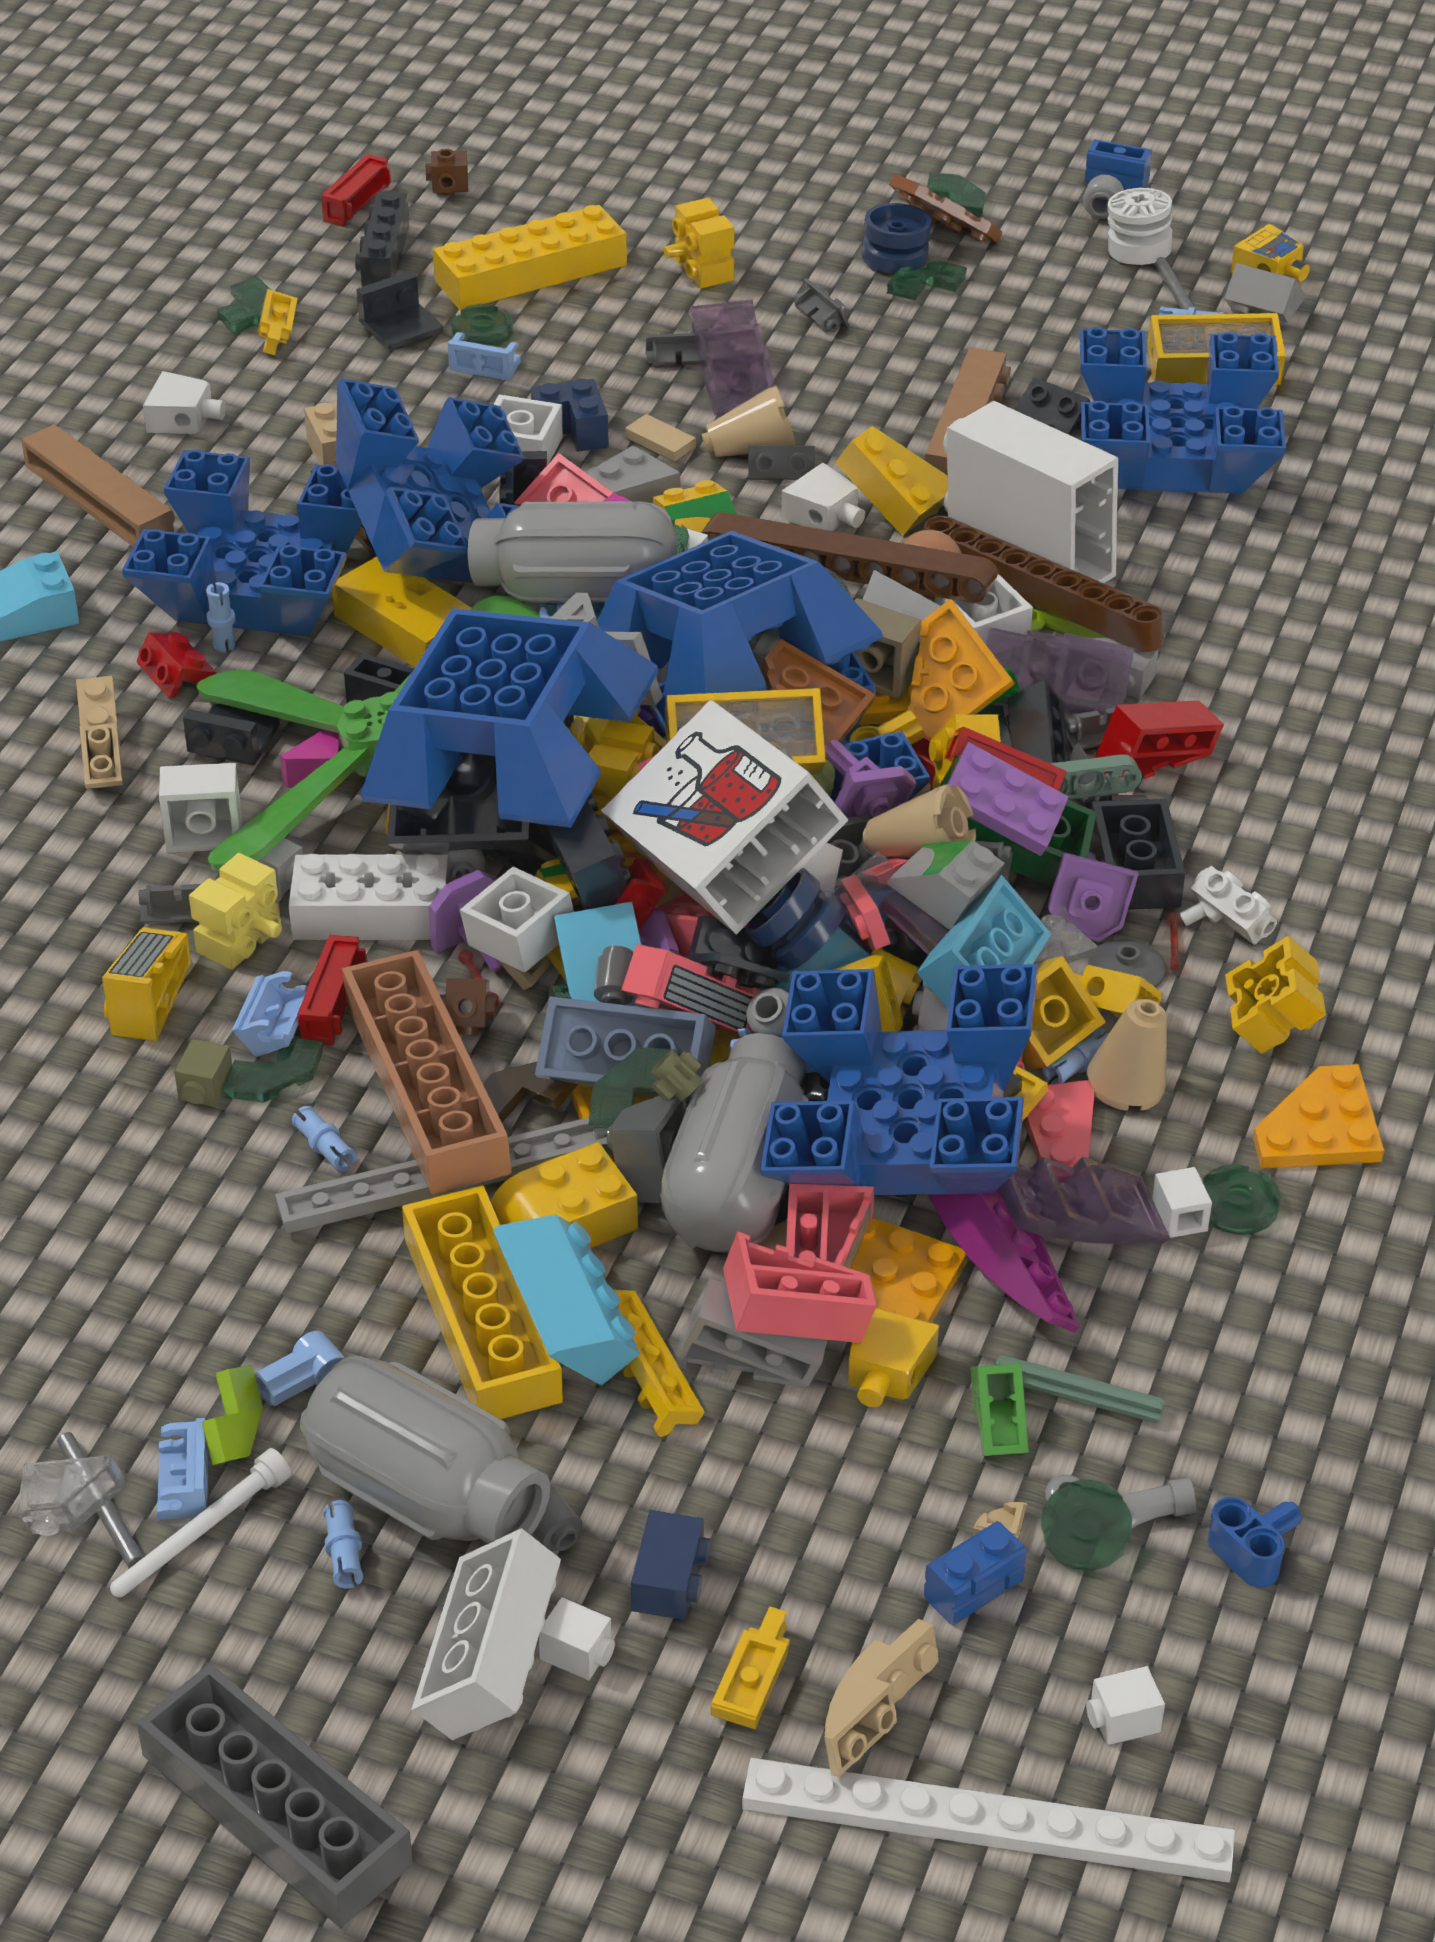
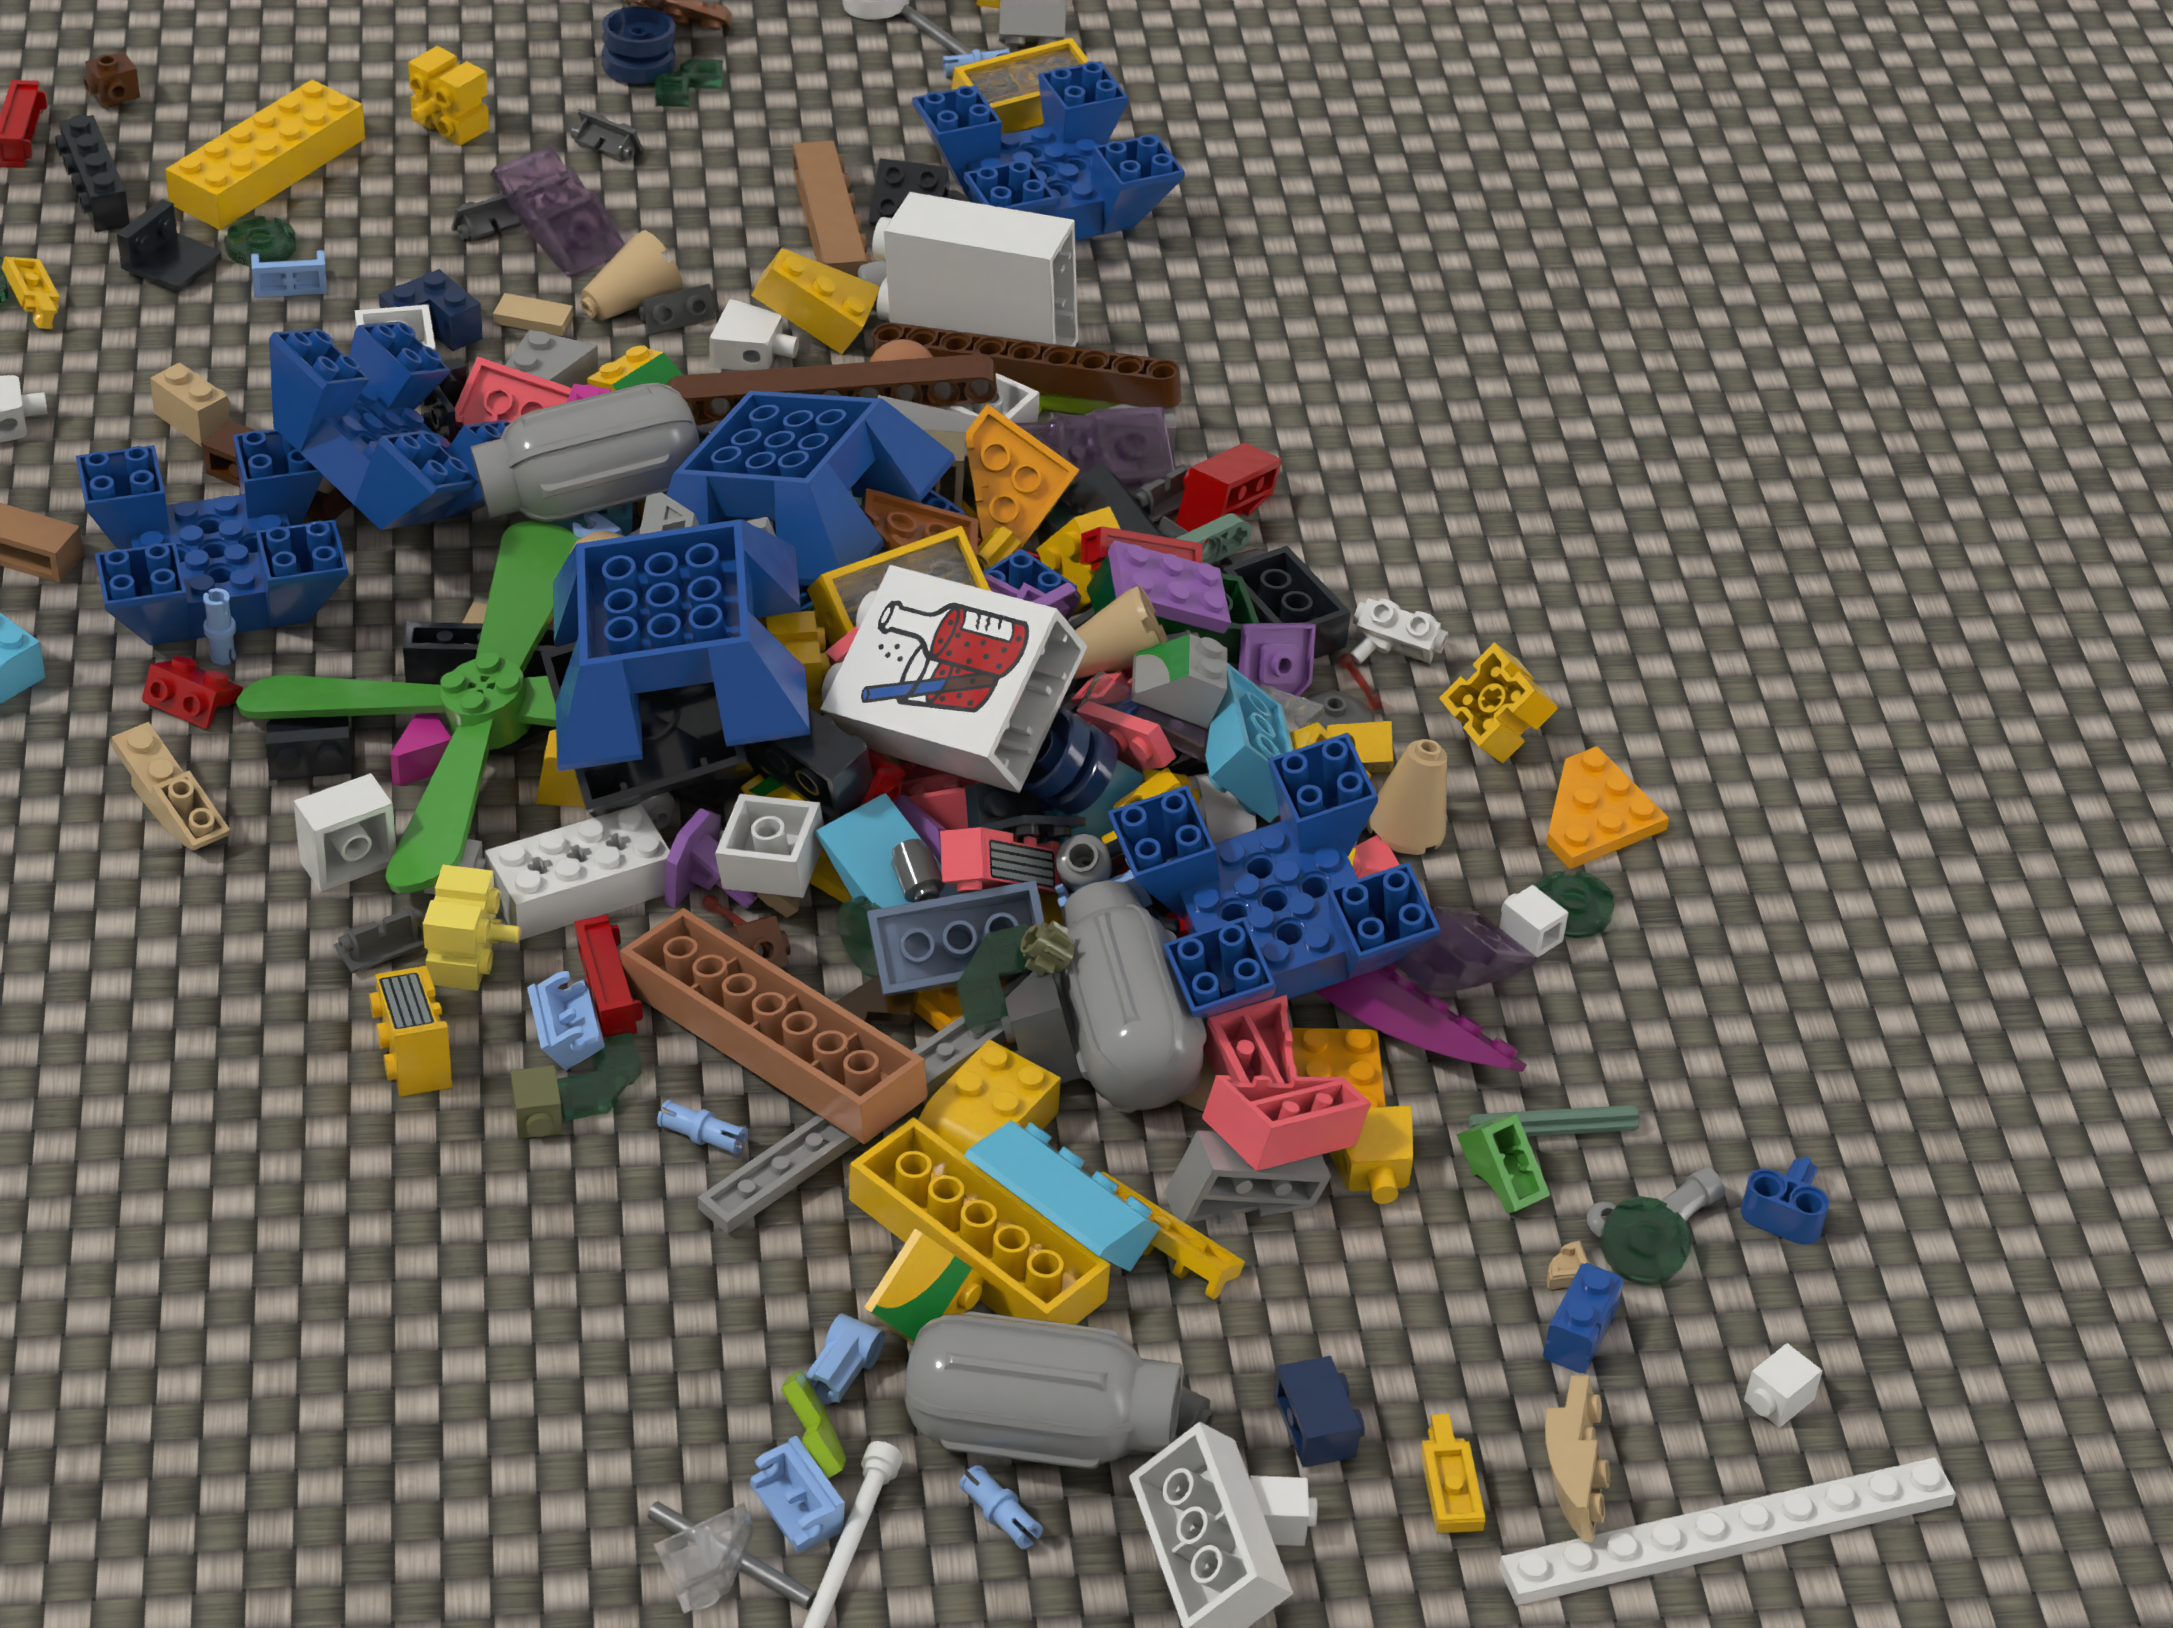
camera: 30 degrees left, 0 degrees up
(389, 1327) = (923, 1286): none -> yellow slope
(393, 608) = (413, 570): yellow brick -> none

